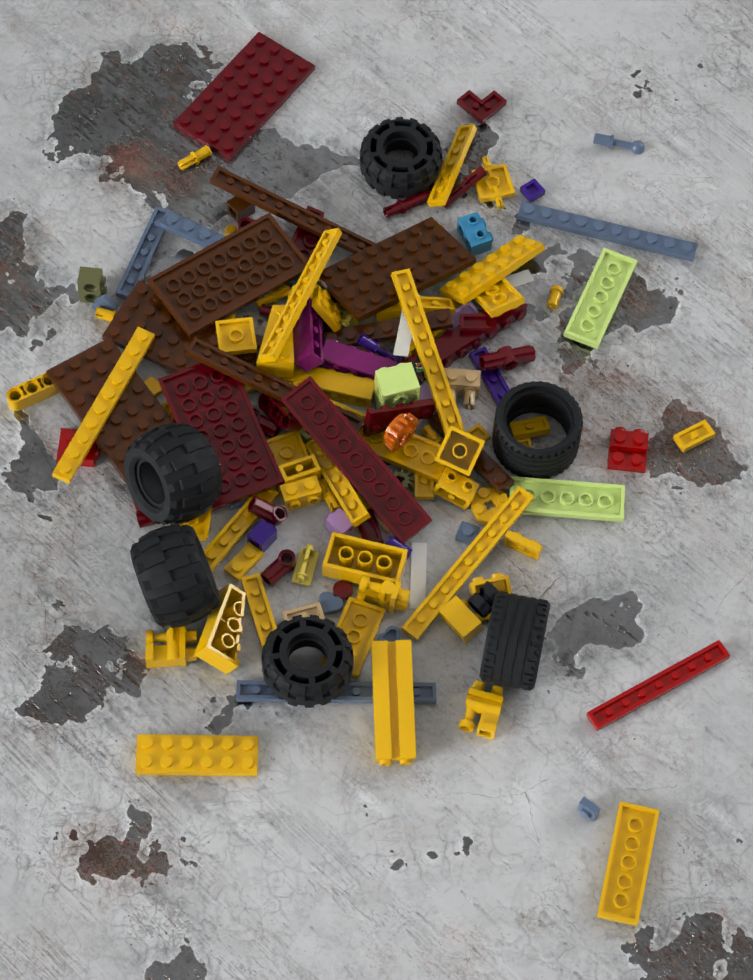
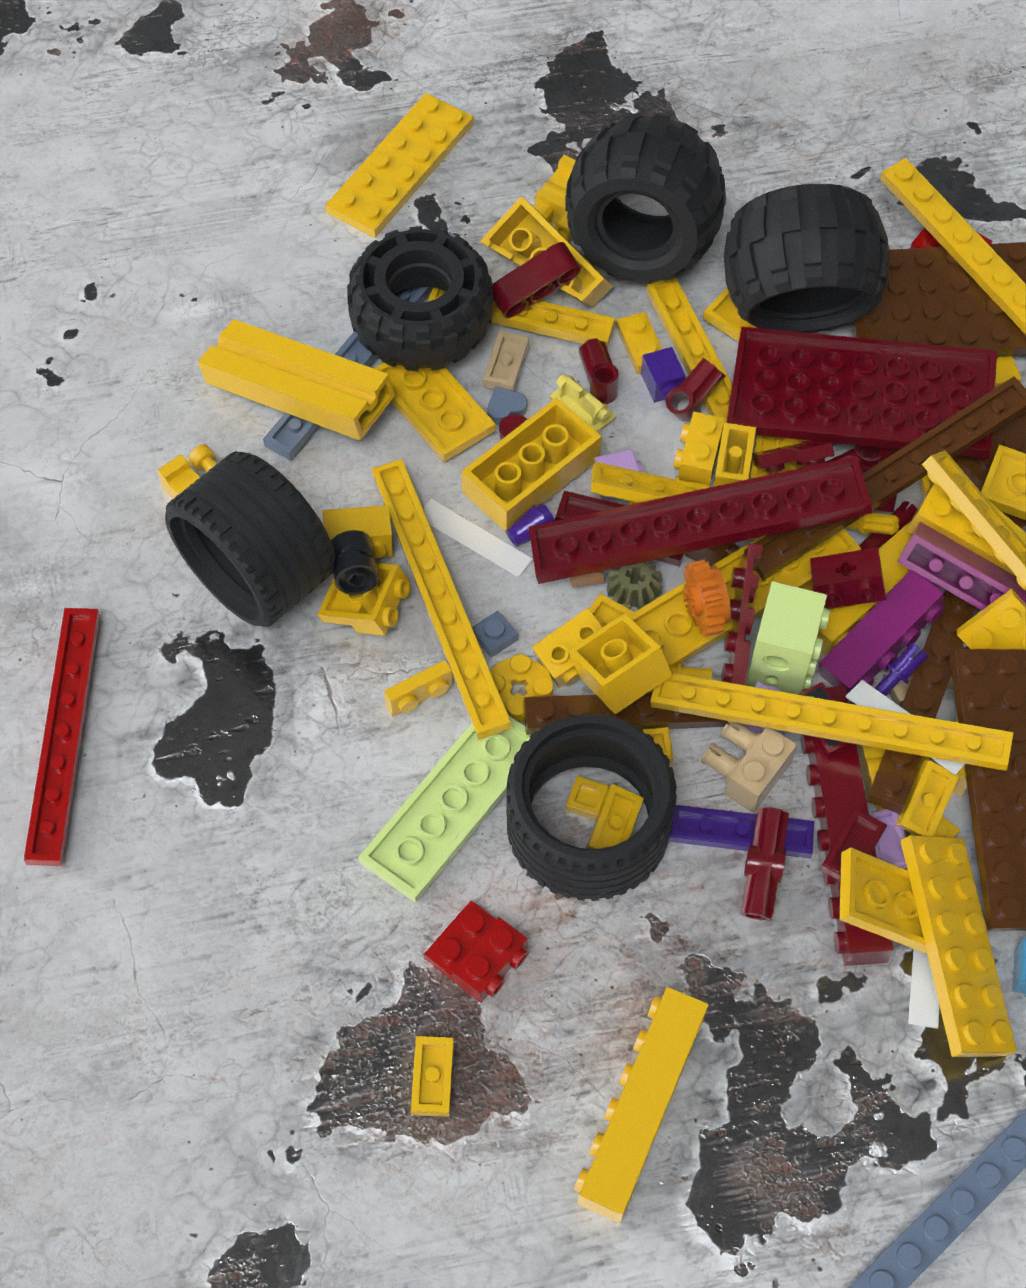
camera: 125 degrees right, 0 degrees up
(251, 615) = (535, 279): none -> dark red beam
(278, 439) = (804, 453): none -> dark red plate
(337, 373) = (849, 578): none -> dark red brick
(384, 595) = (457, 454): yellow hips -> none
(391, 634) = (400, 445): sand blue tile -> none
(555, 293) = (850, 1027): yellow pin -> none
(600, 298) = (805, 1106): yellowish green plate -> none
(645, 353) = (642, 1105): none -> yellow brick

